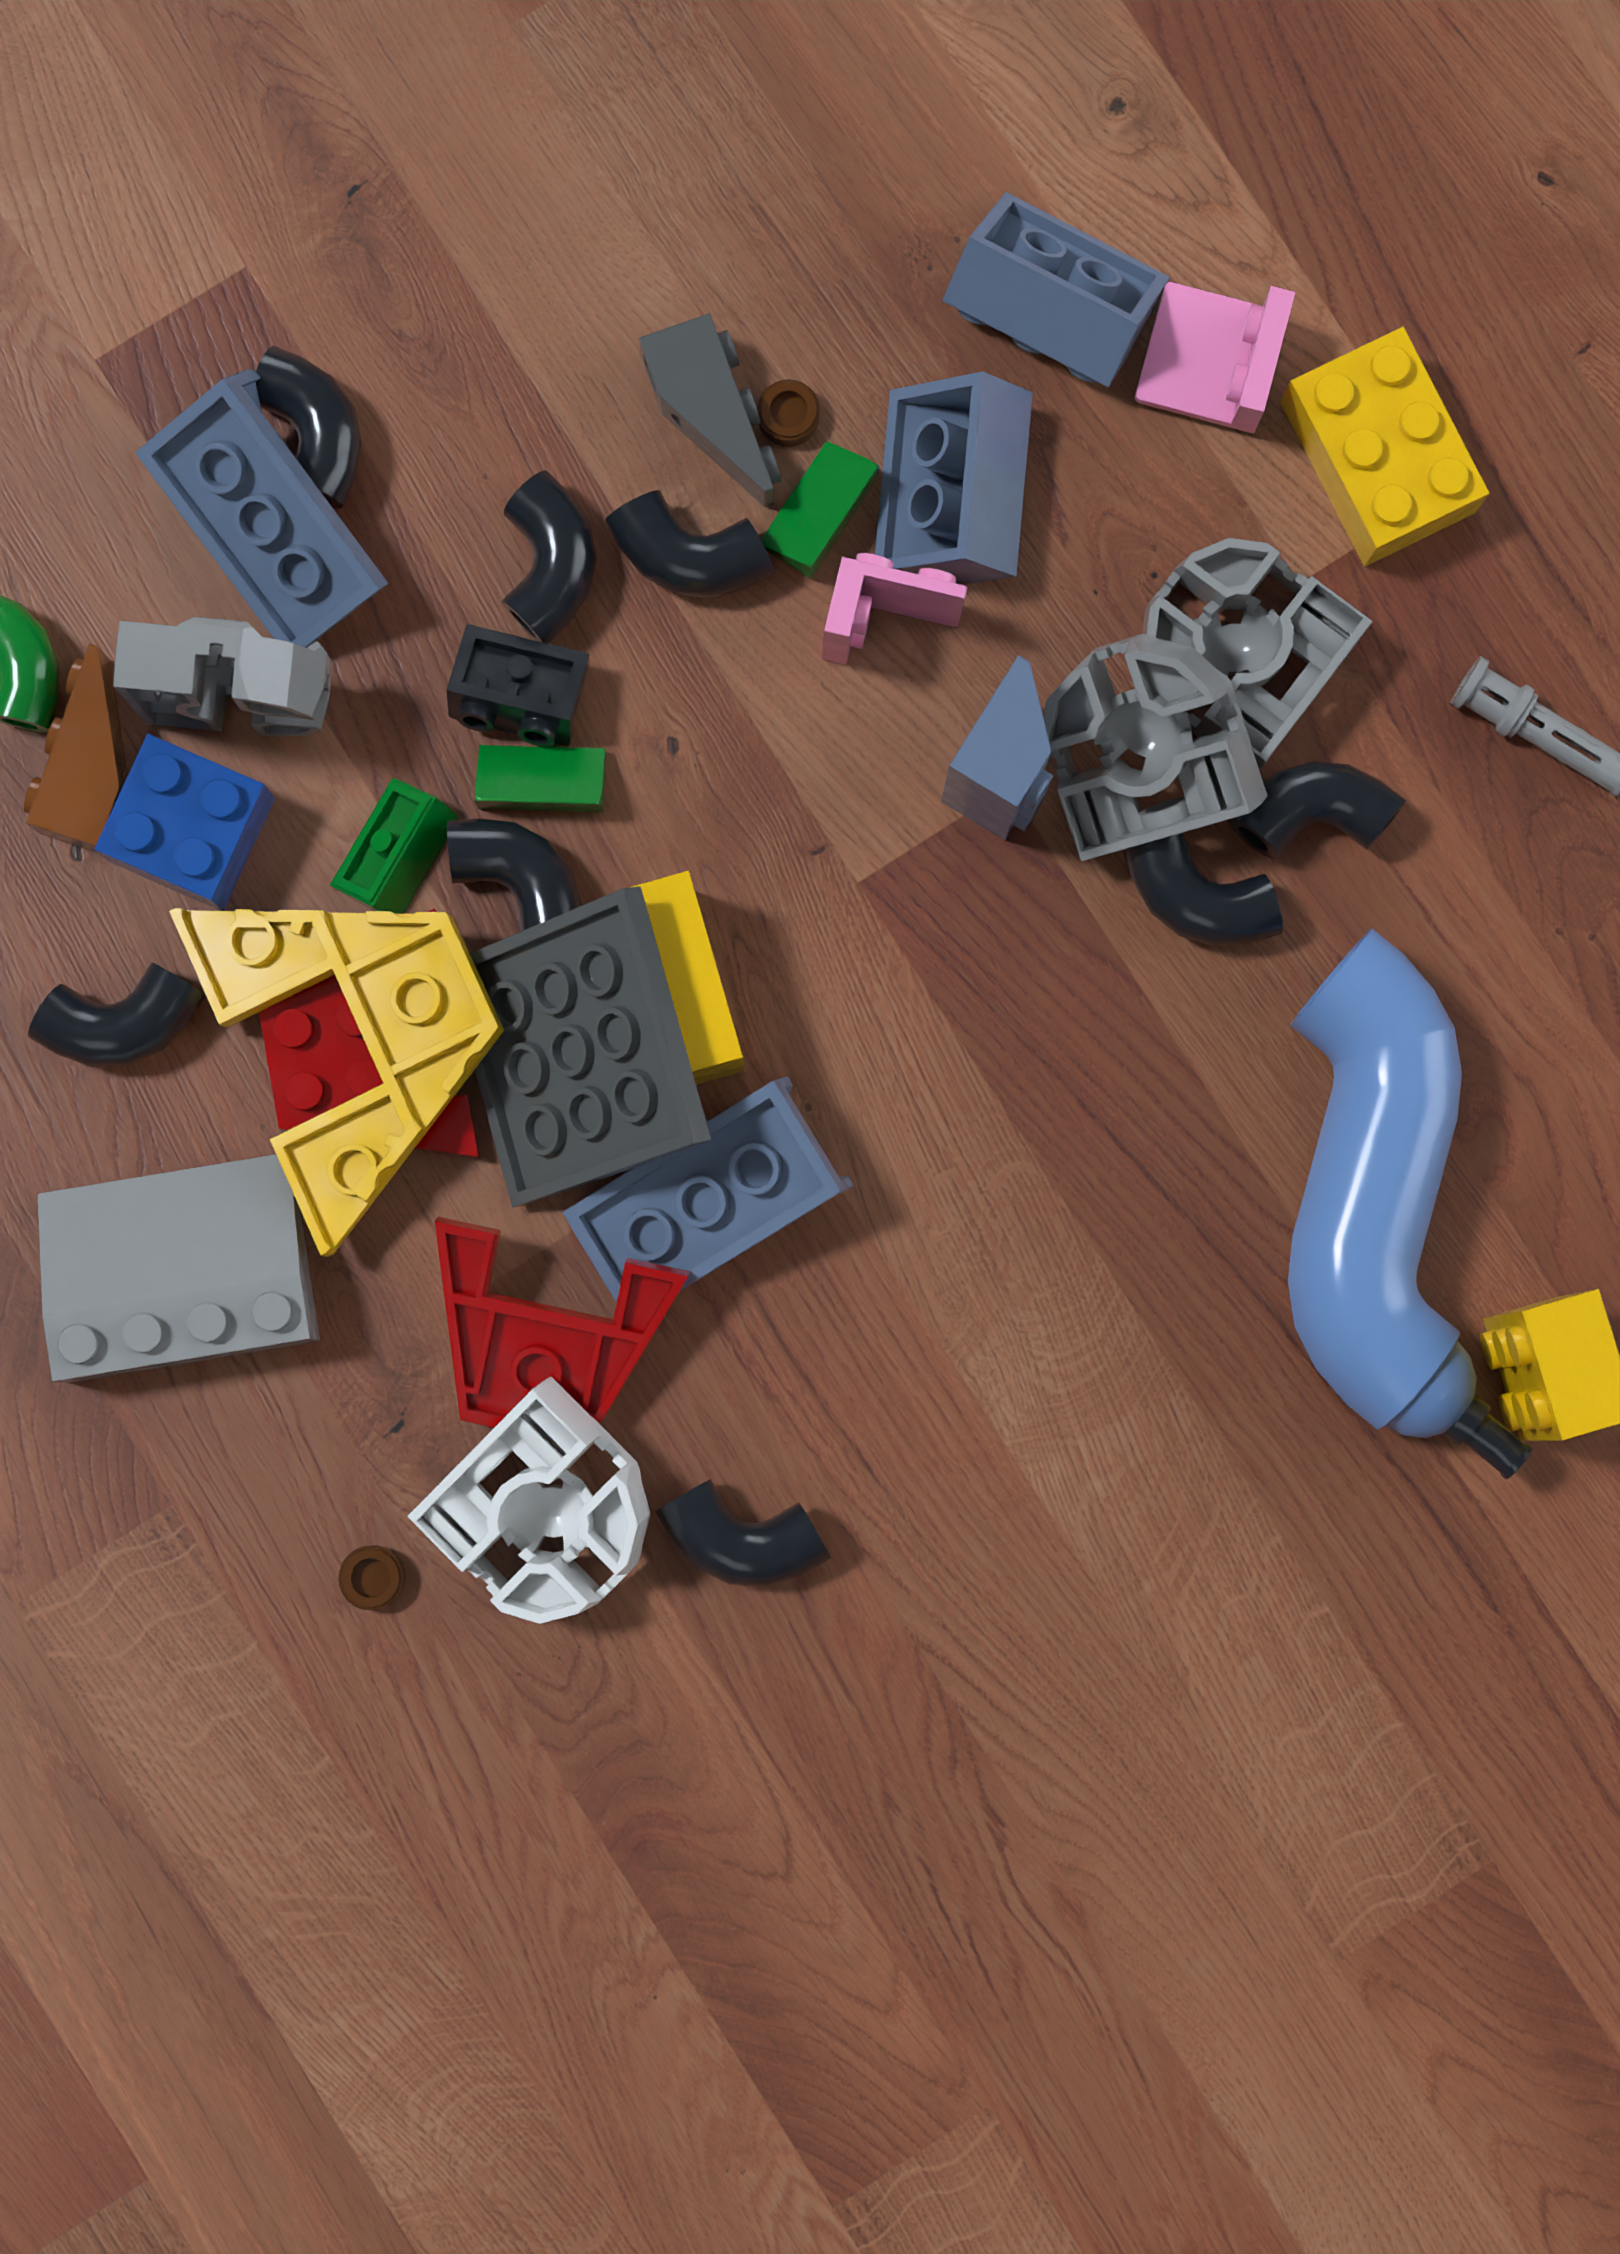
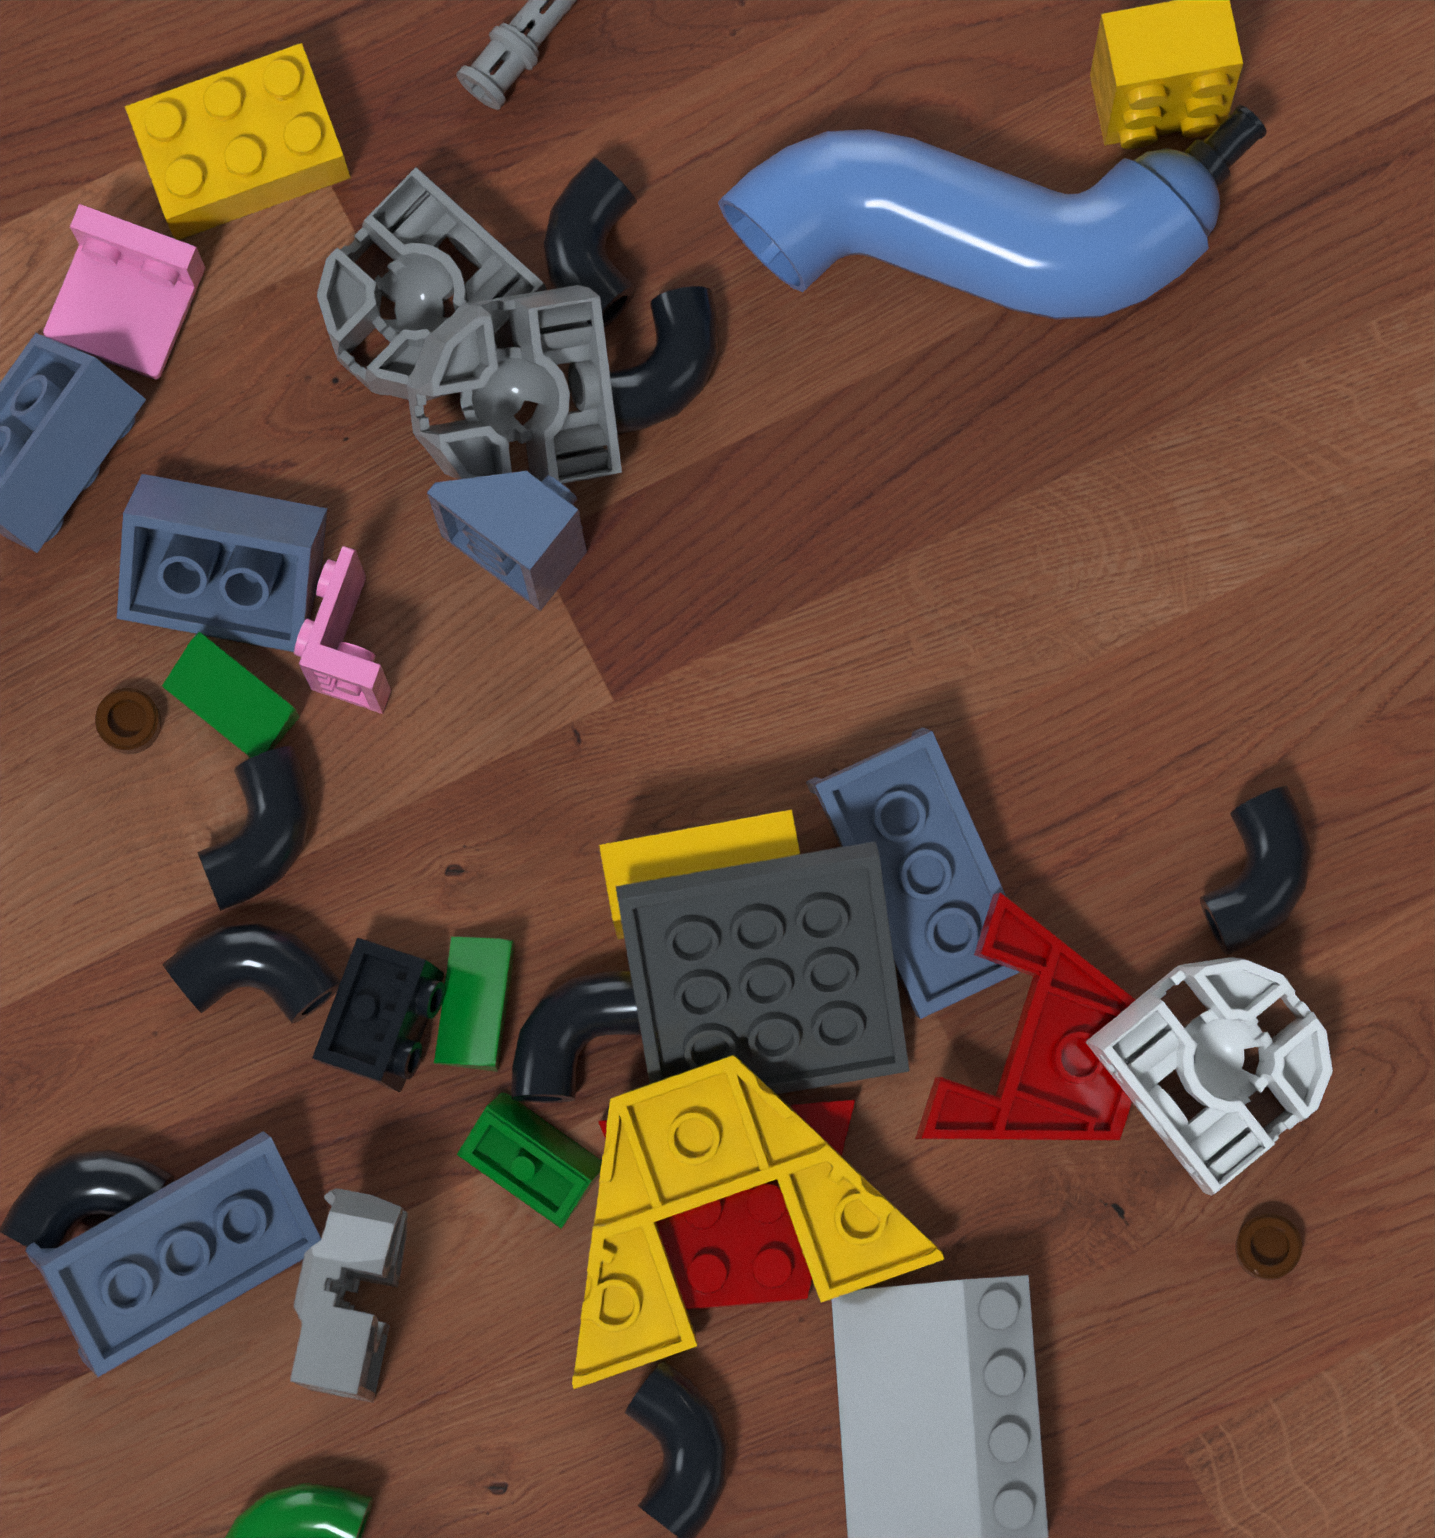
camera: 75 degrees left, 5 degrees down
(84, 759) = (424, 1462): dark orange slope -> none
(185, 822) = (484, 1363): blue brick -> none
(699, 396) = (102, 803): dark grey slope -> none

